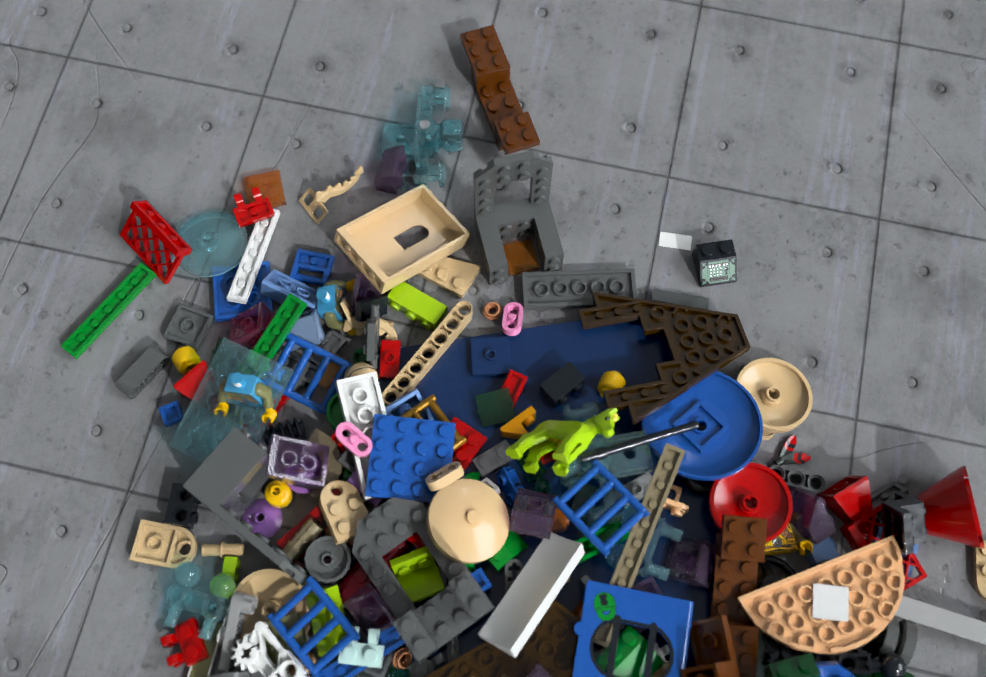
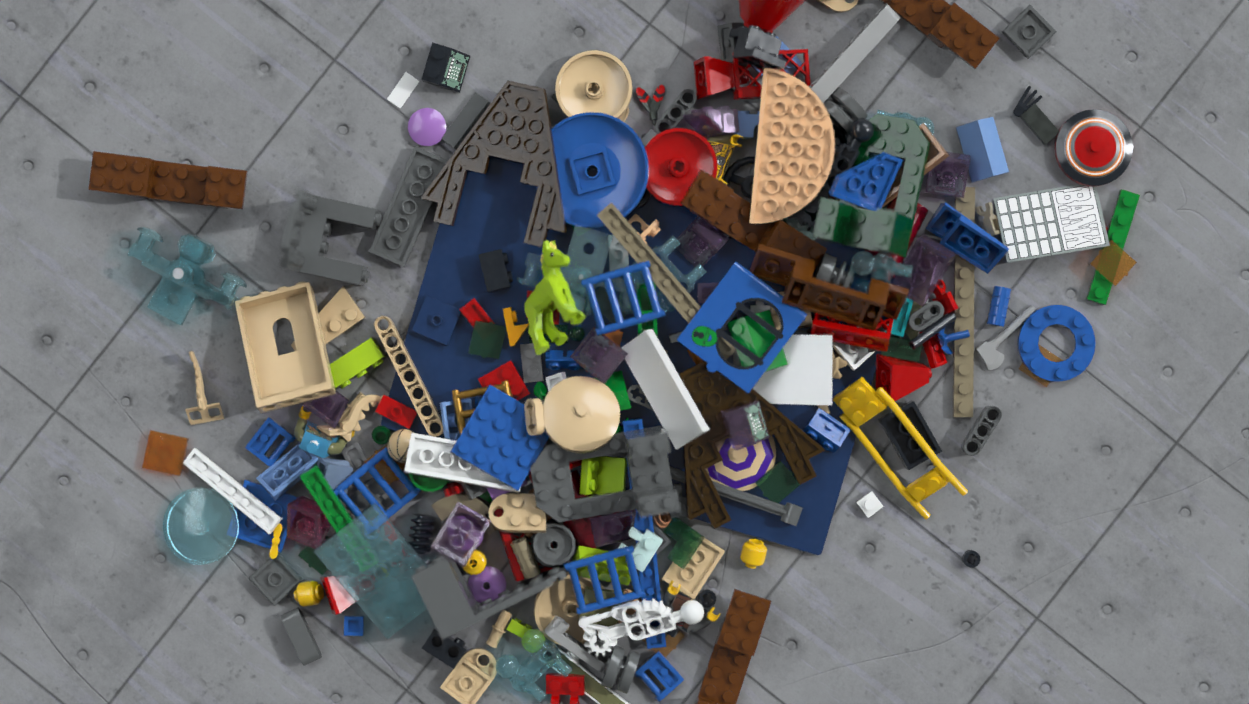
camera: 65 degrees left, 20 degrees up
(108, 311) = (224, 644): green plate -> none
(160, 230) = (171, 568): red fence -> none
(223, 309) = (275, 541): none -> yellow piece
(246, 391) = (378, 552): torso -> none
(254, 211) = (189, 473): red plate -> none
(354, 439) = (465, 479): bright pink plate -> none
(363, 307) = (342, 408): black tile -> none
(371, 330) = (370, 419): dark grey plate -> none
(391, 170) = (203, 324): clear purple slope -> none
(492, 306) = (387, 292): nougat plate -> none
(512, 319) = (411, 283): bright pink plate -> none
(520, 257) = (350, 244): clear orange piece -> none
(602, 453) = (578, 273): black bar -> none
(609, 381) = (515, 227): yellow head -> none
(655, 272) = (426, 127): none -> medium lavender dish
(831, 602) = (790, 152): white sticker -> none

